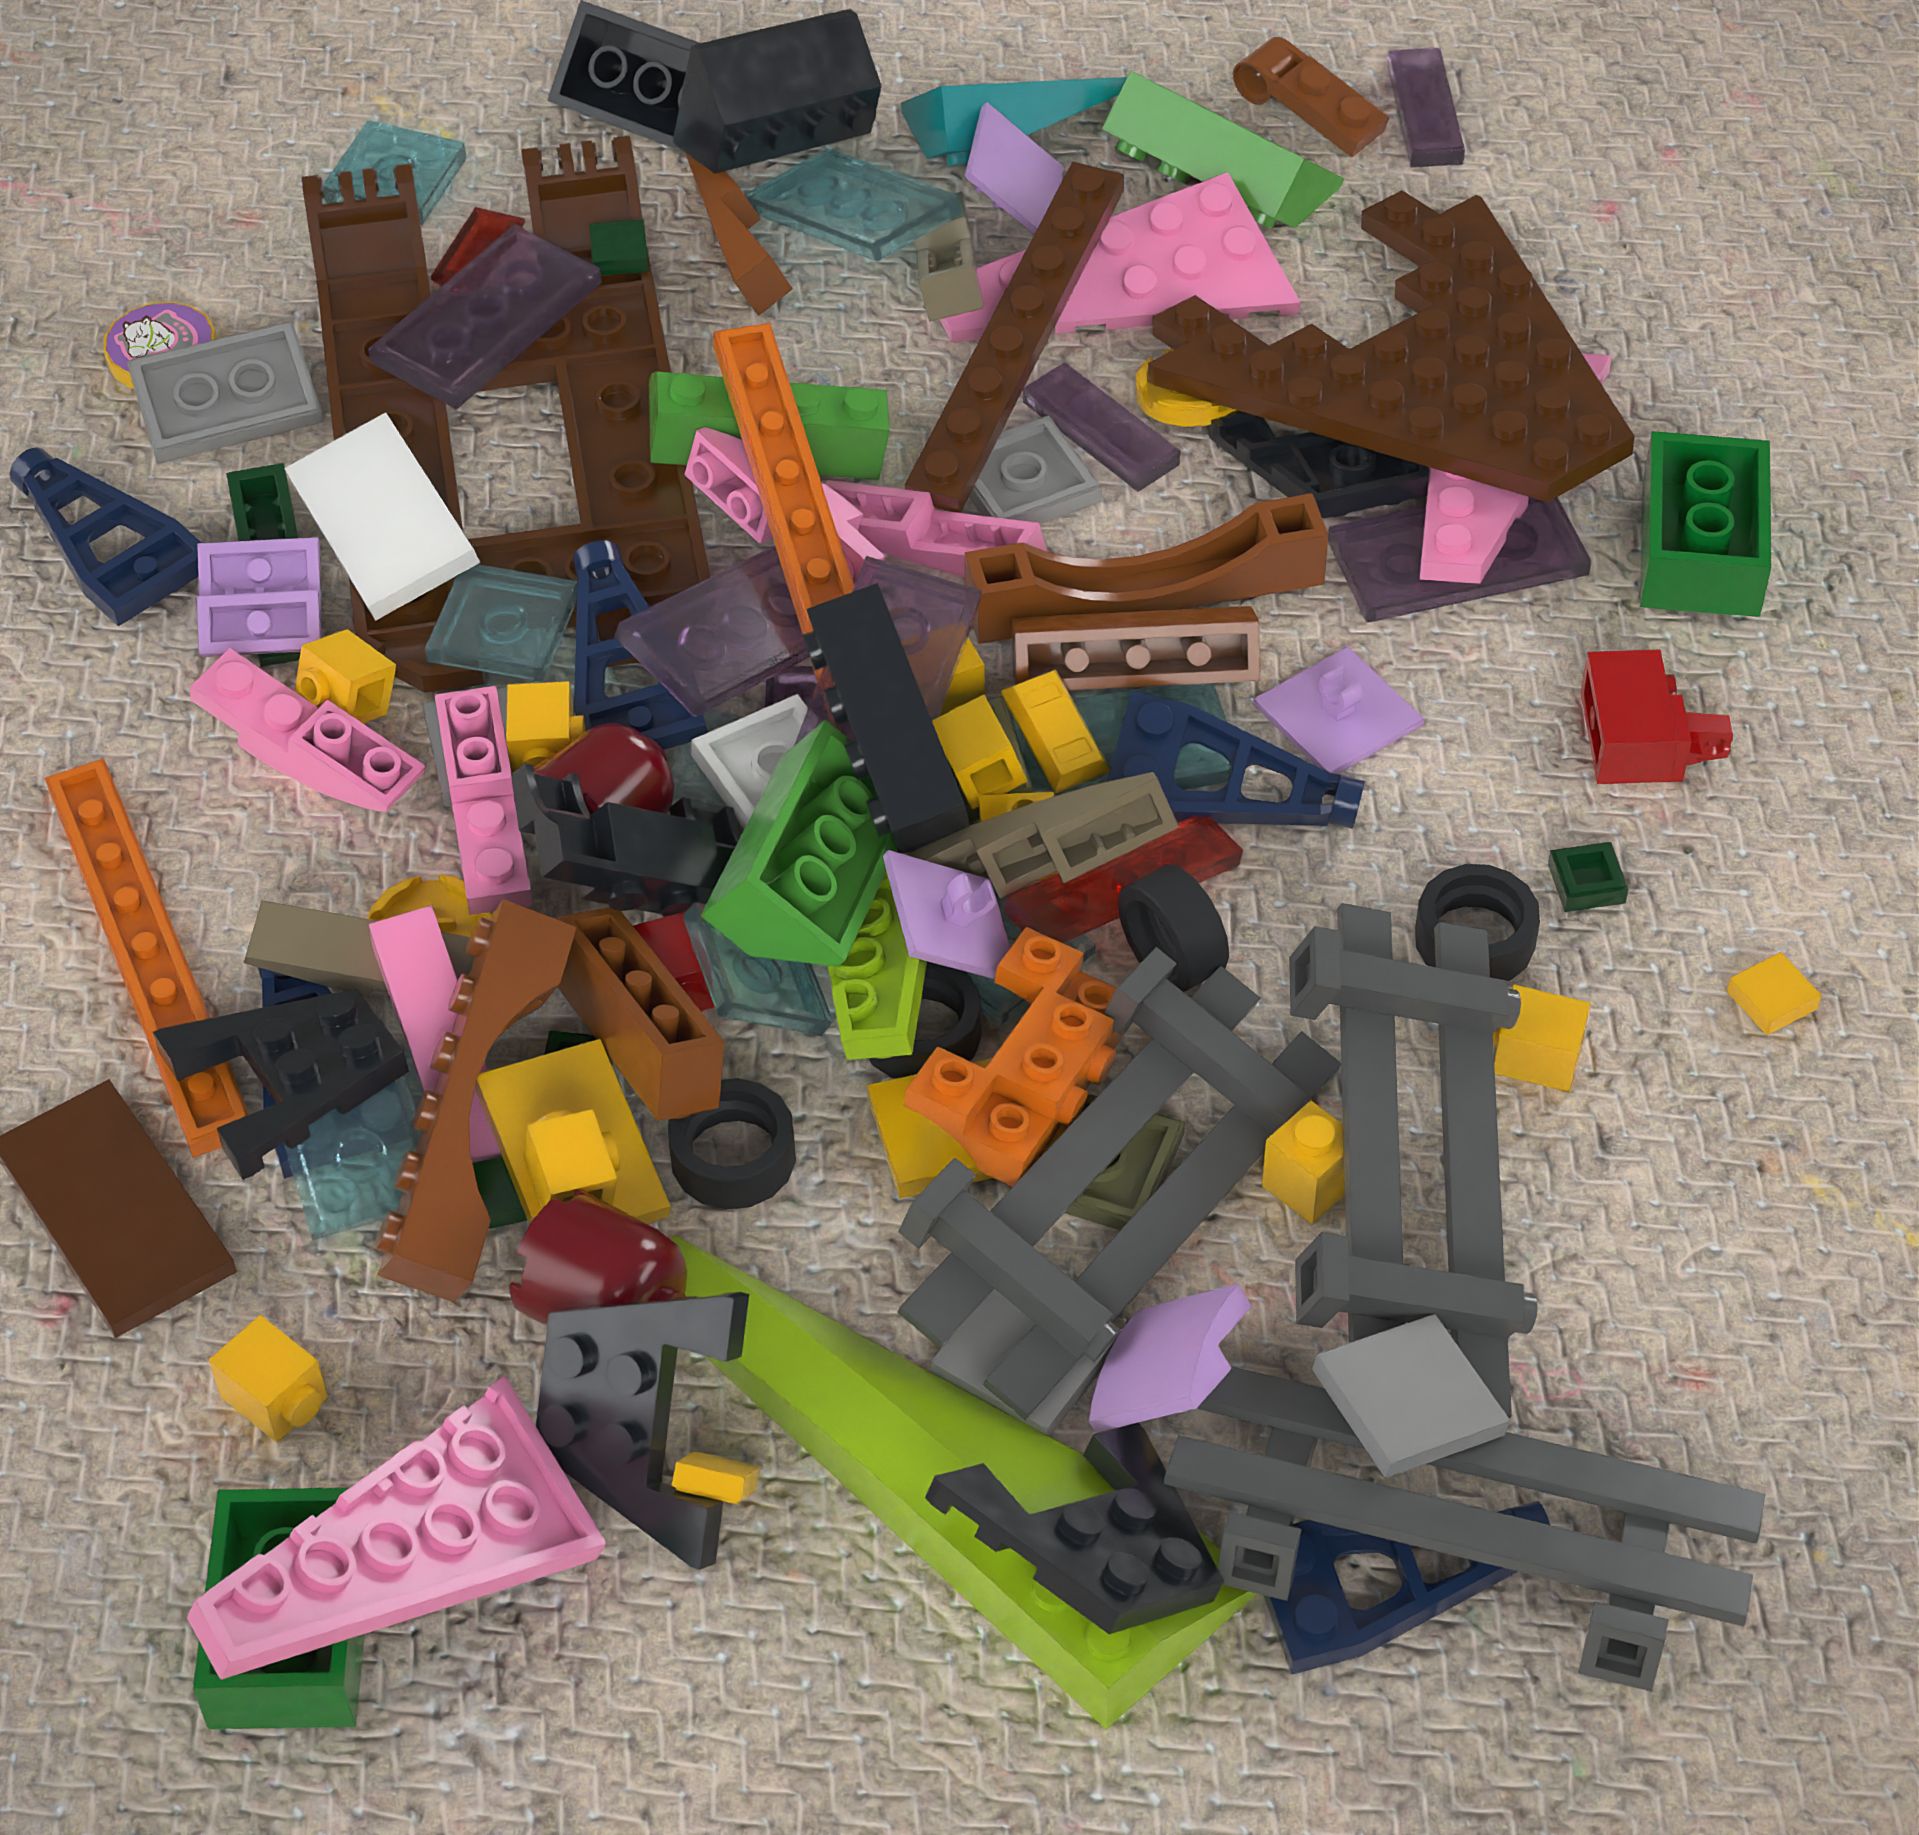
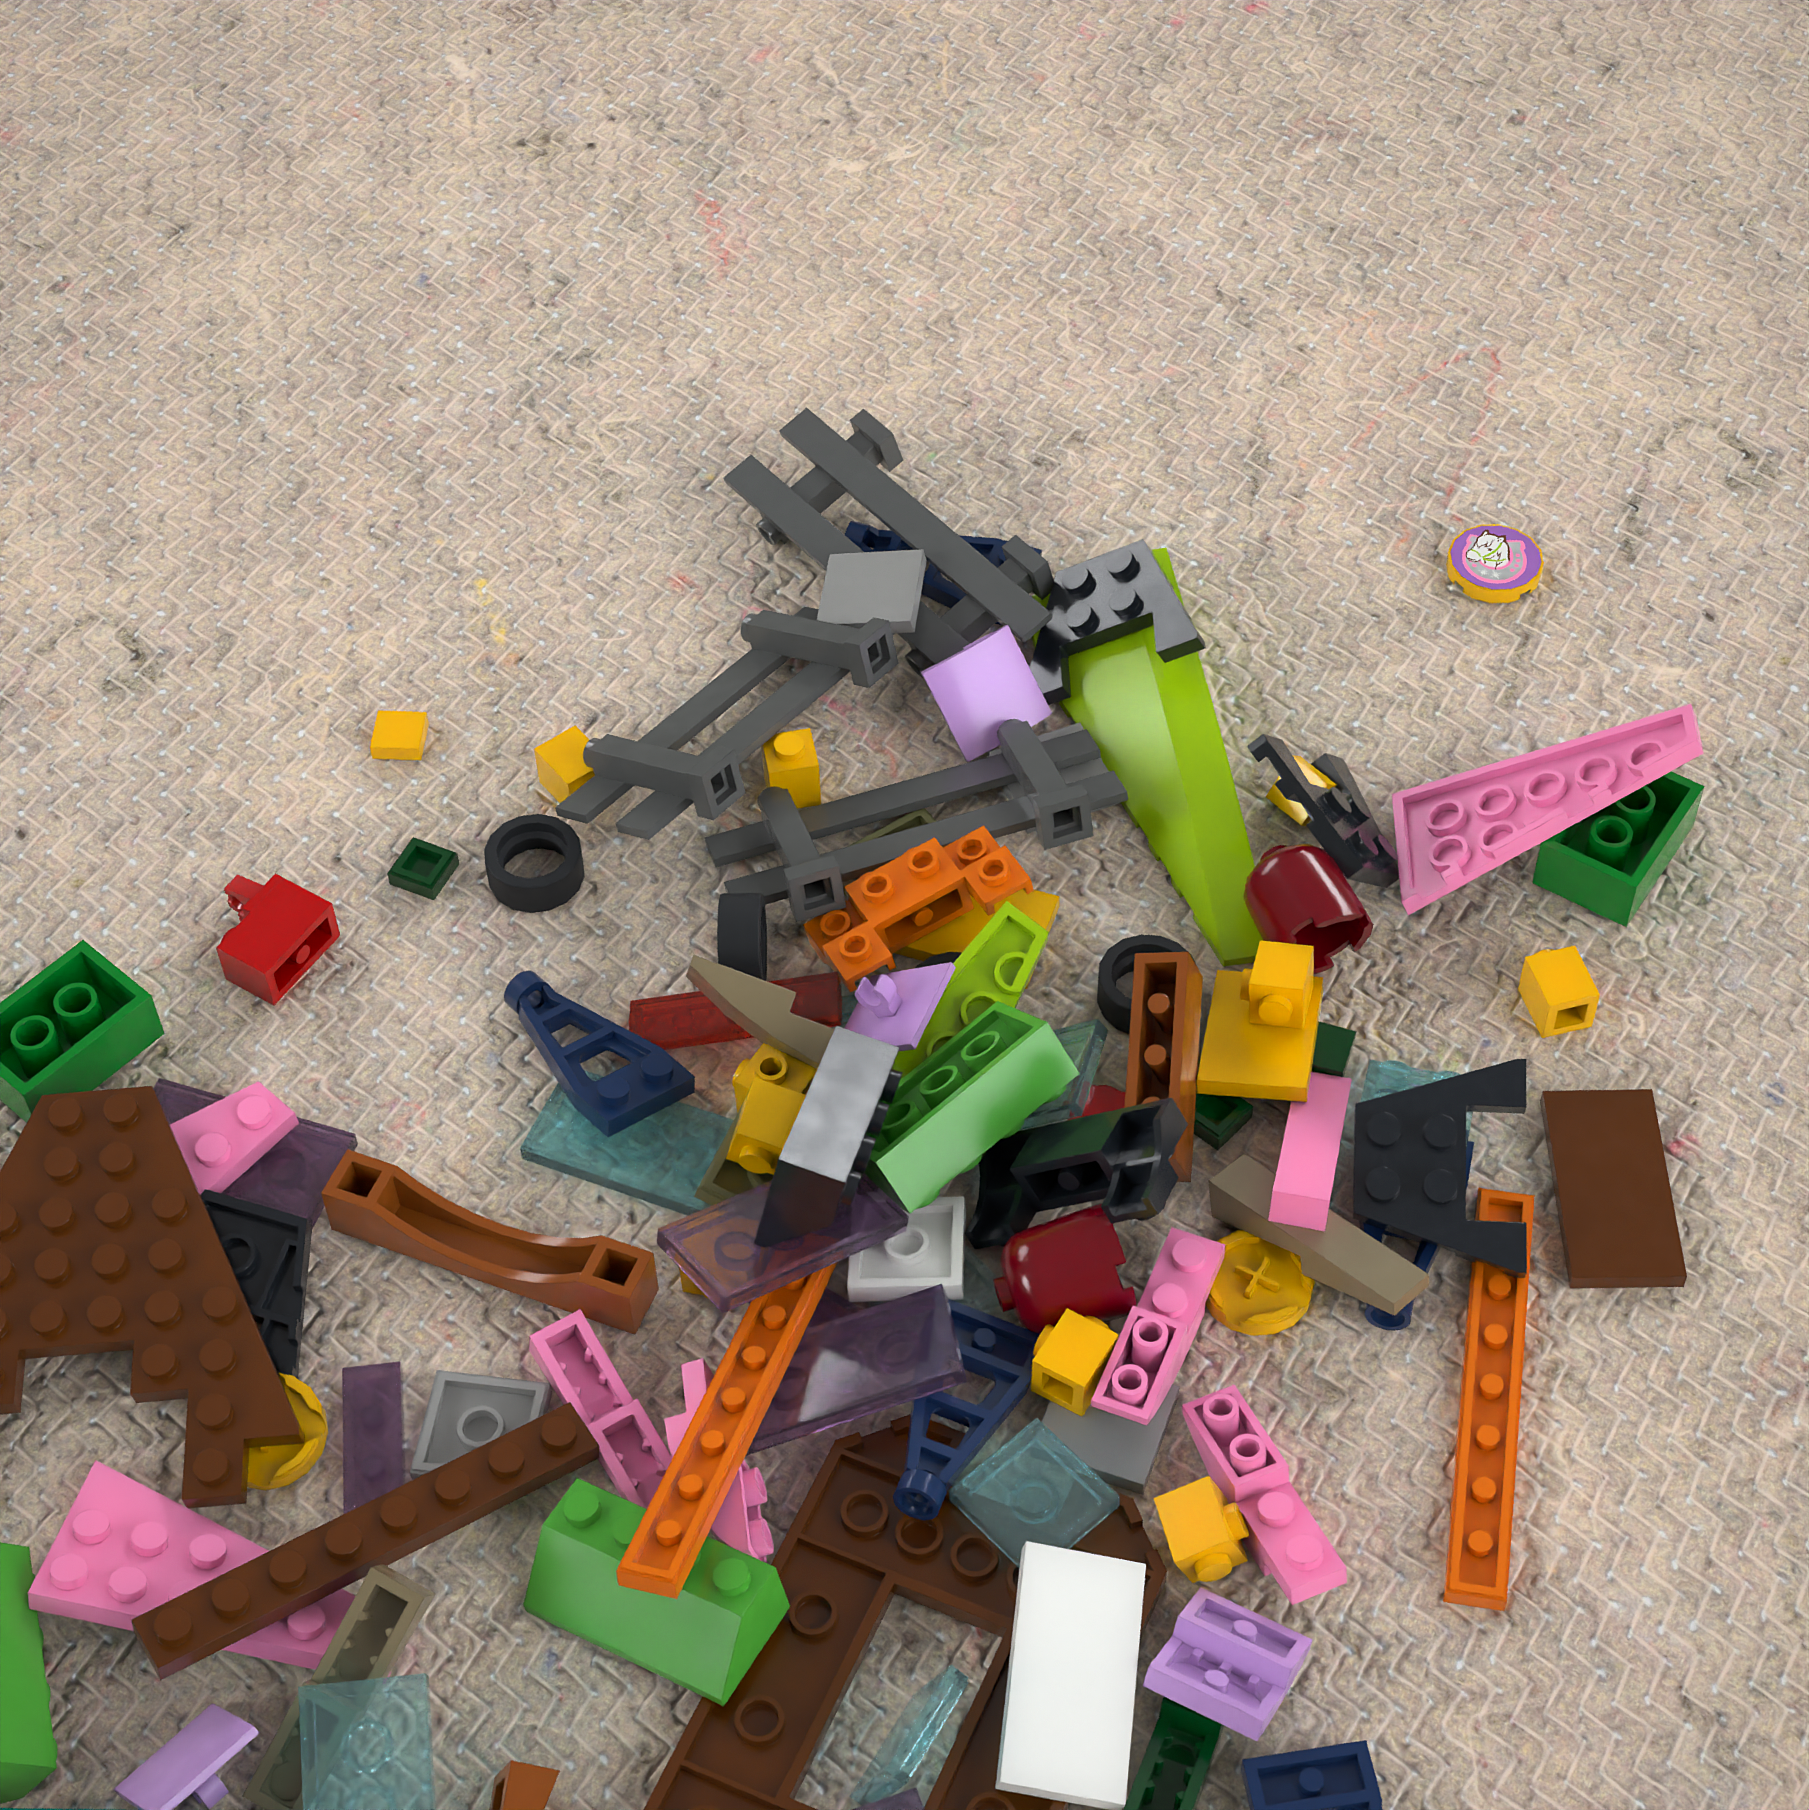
camera: 145 degrees left, 0 degrees up
(441, 1215) = (1248, 1119): dark orange arch -> none
(481, 417) = (910, 1737): none -> clear light blue tile
(1055, 731) = (683, 1142): yellow tile -> none
(1139, 647) = (559, 1177): dark orange brick -> none
(1338, 711) = (452, 1084): lavender piece -> none

